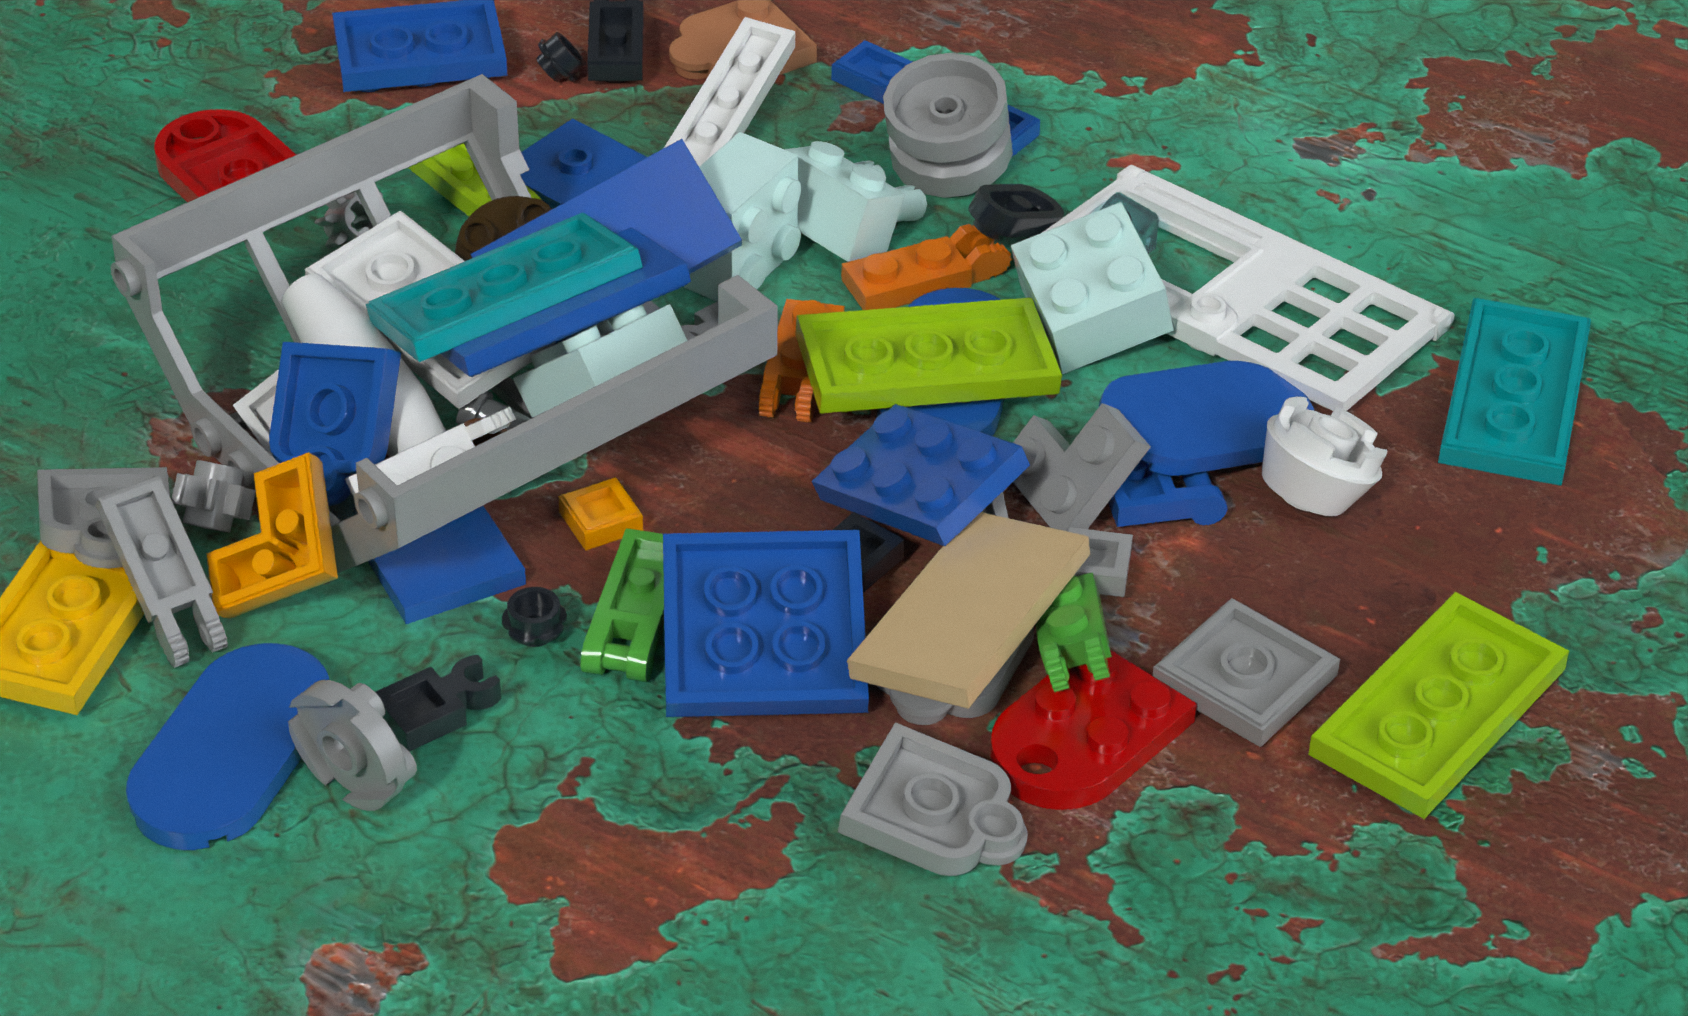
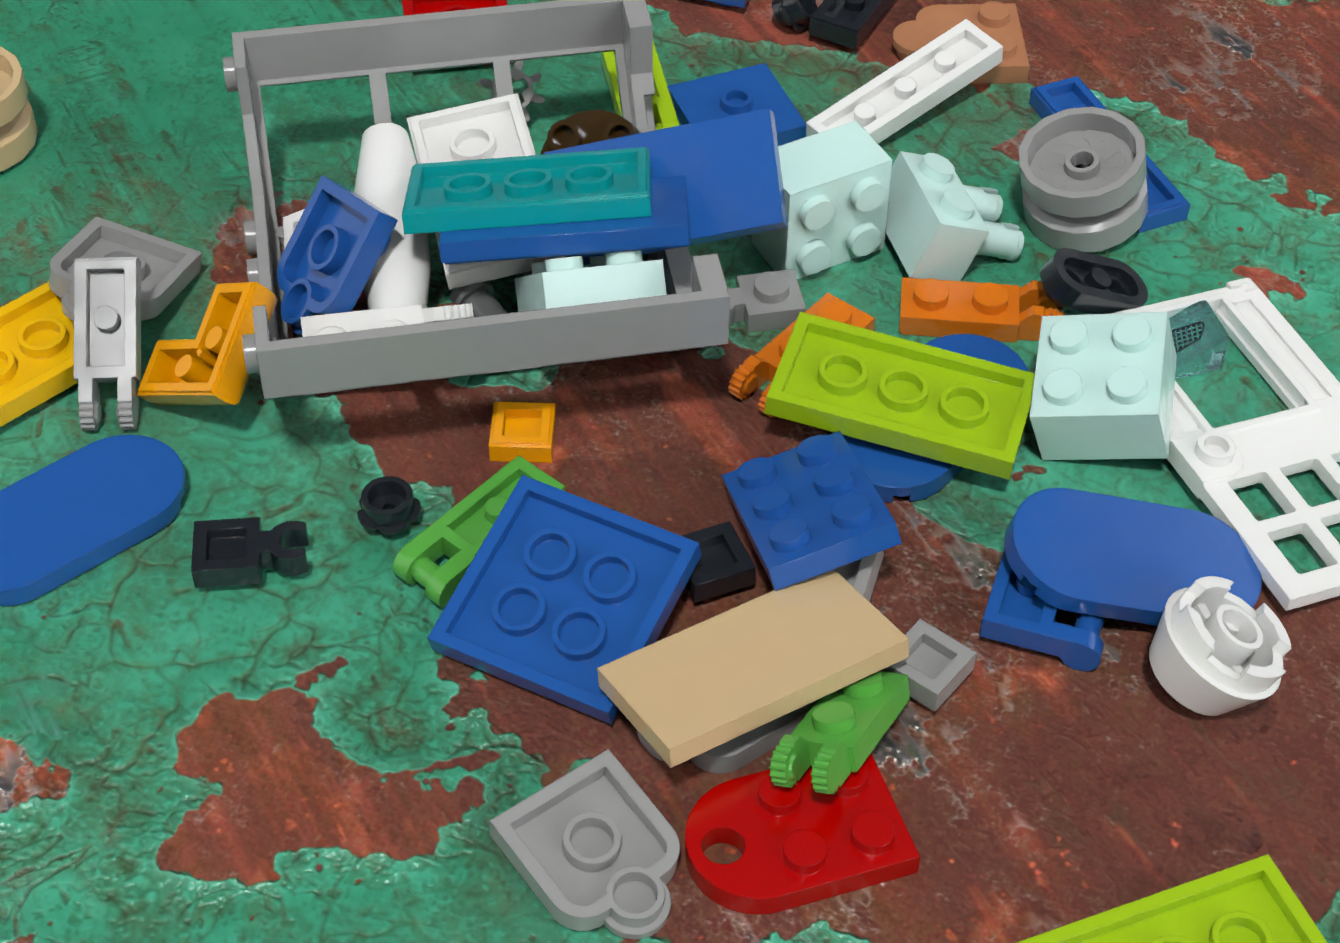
camera: 30 degrees right, 5 degrees up
(213, 496) = (199, 283): light grey gear -> none
(347, 740) = (119, 540): light grey plate -> none
(449, 567) = (362, 428): blue tile -> none
(1078, 480) = (961, 564): light grey plate -> none
(1247, 671) = (995, 845): light grey plate -> none

